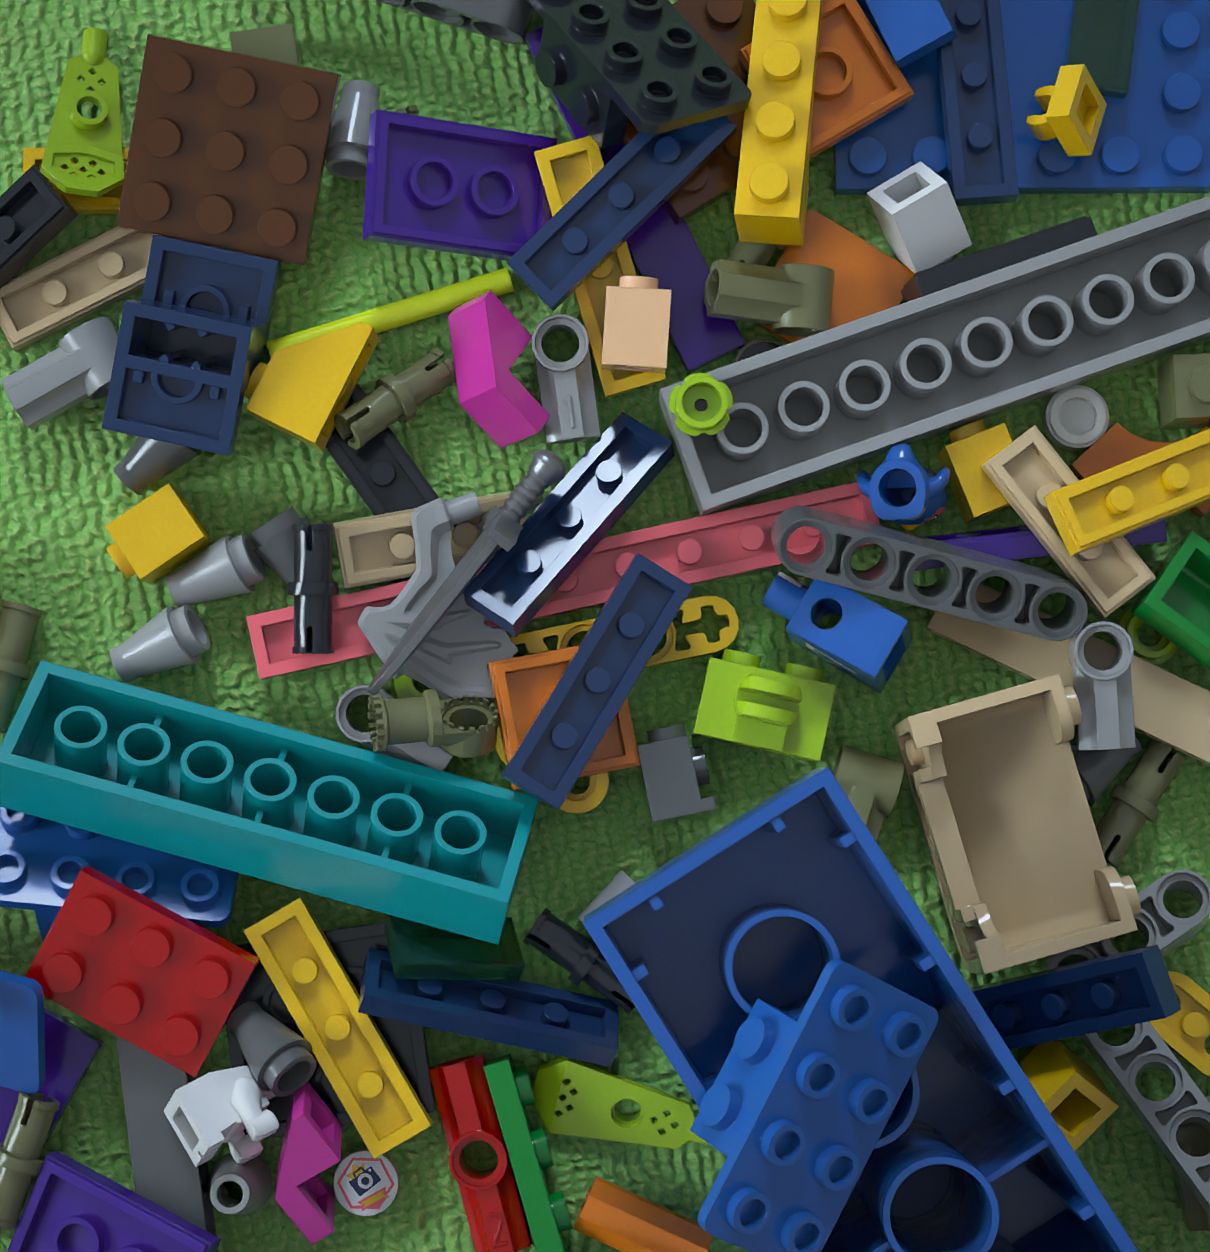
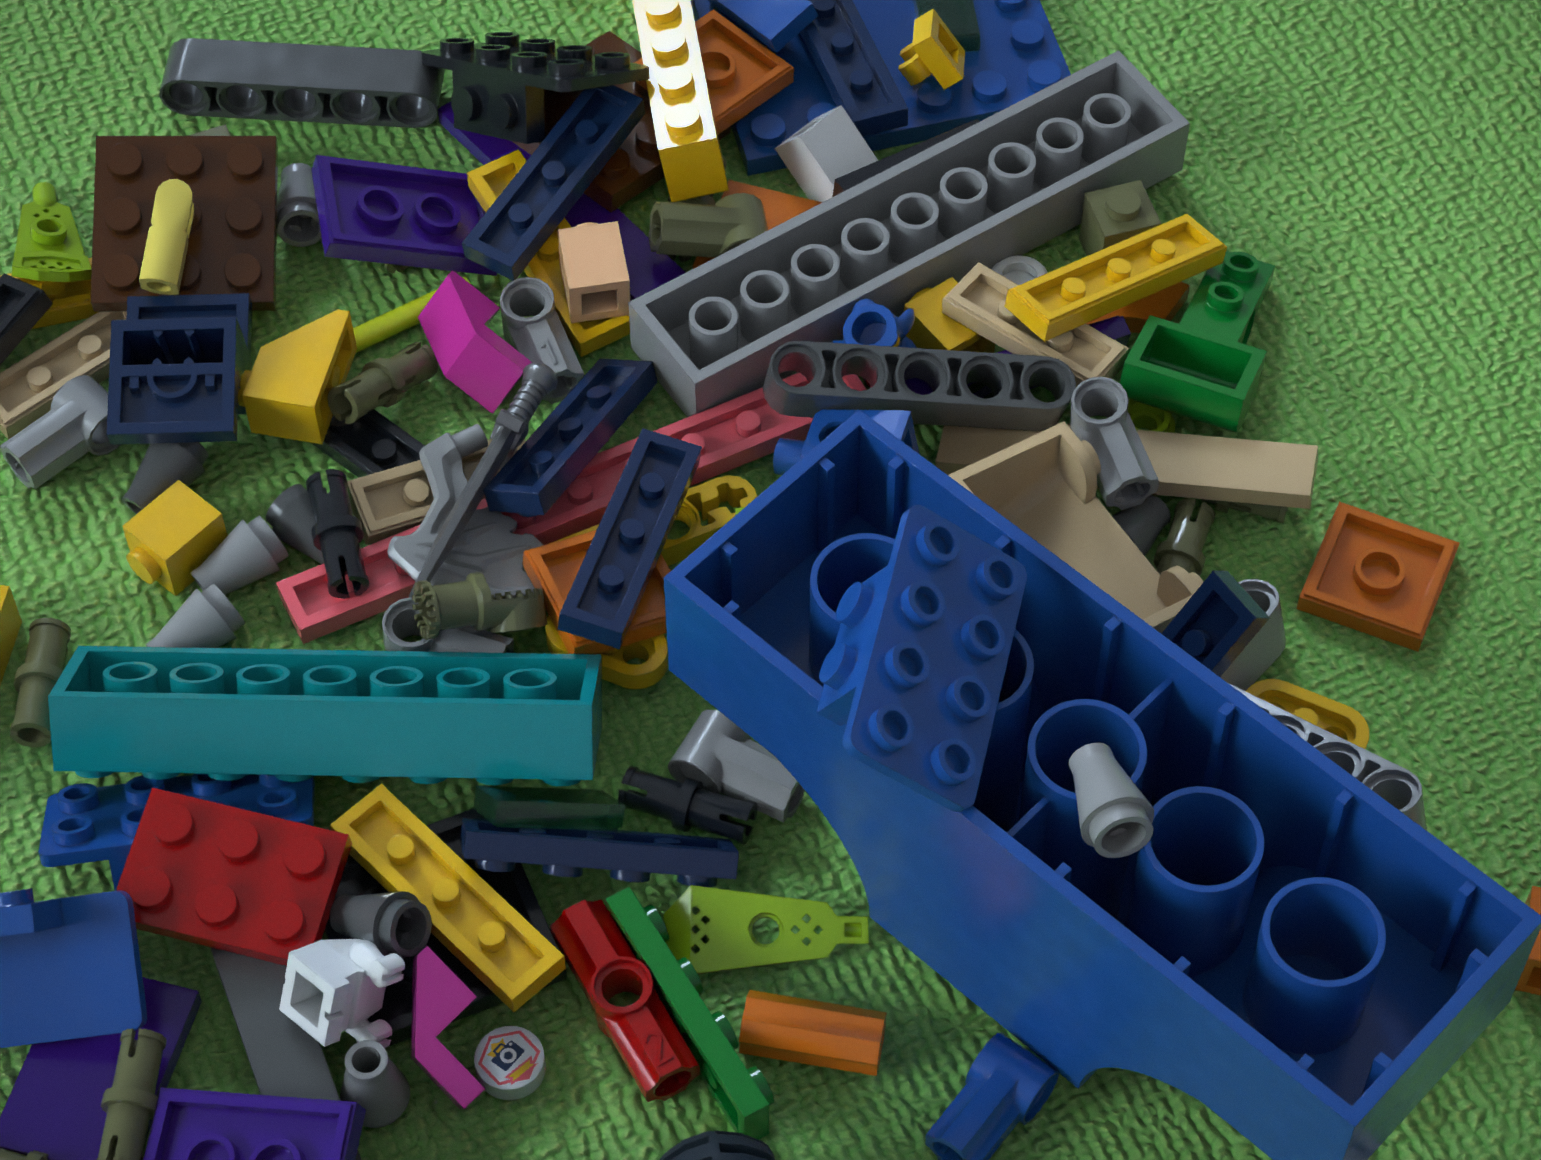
camera: 15 degrees left, 30 degrees down
(202, 188) = (167, 238): none -> light yellow bar
(701, 387) = (669, 295): lime plate -> none

